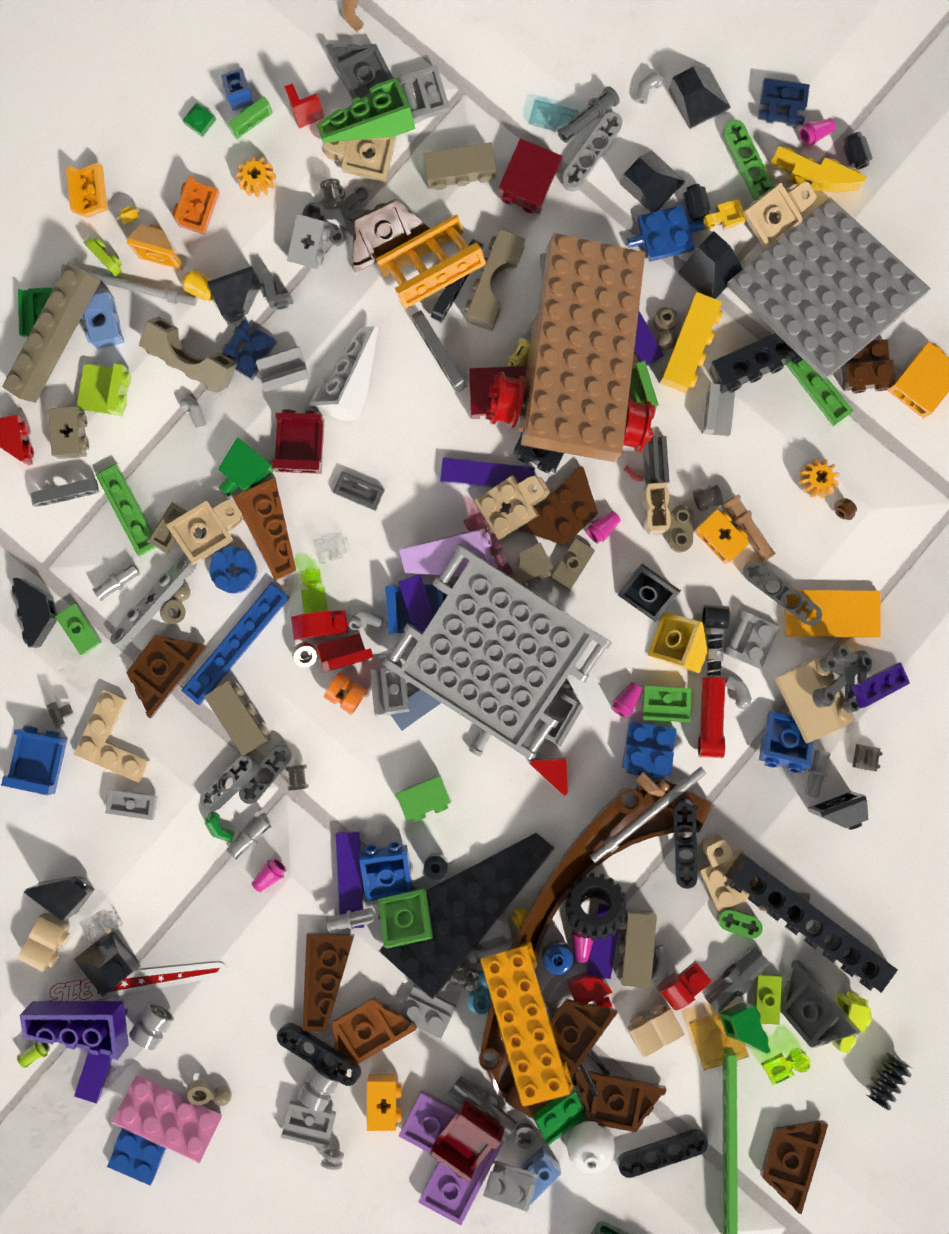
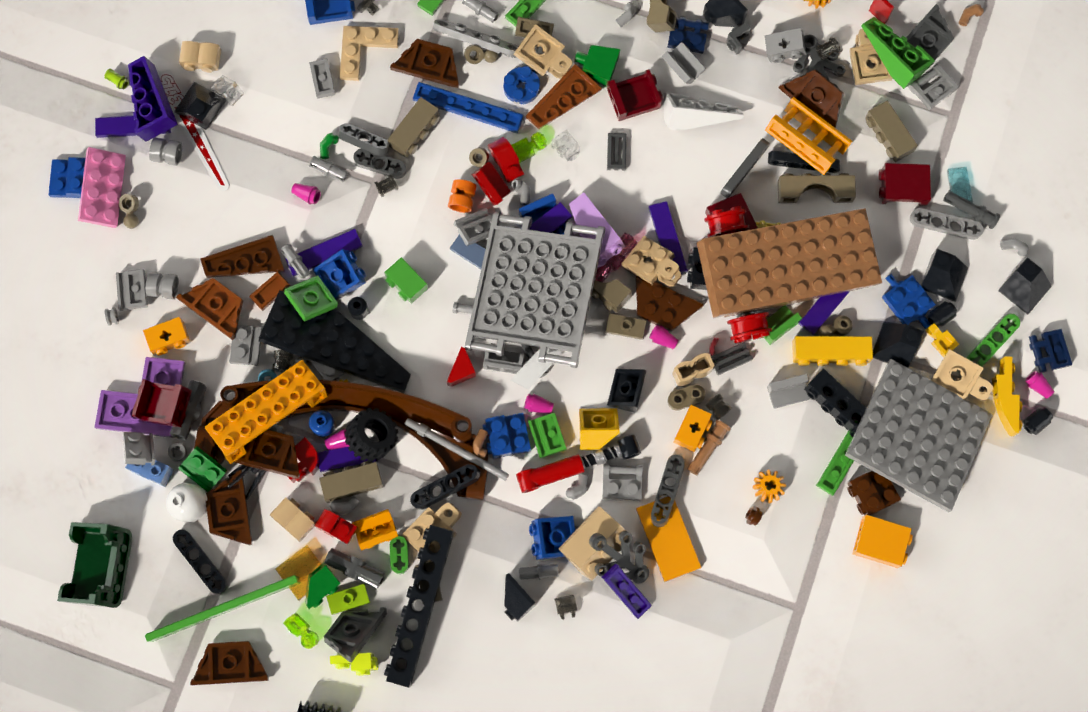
camera: 65 degrees right, 10 degrees down
(61, 896) = (238, 55): black slope -> none
(317, 1058) = (190, 276): black beam -> none
(372, 960) = (269, 290): none -> dark orange tile
(704, 940) = (375, 529): none -> light orange bracket

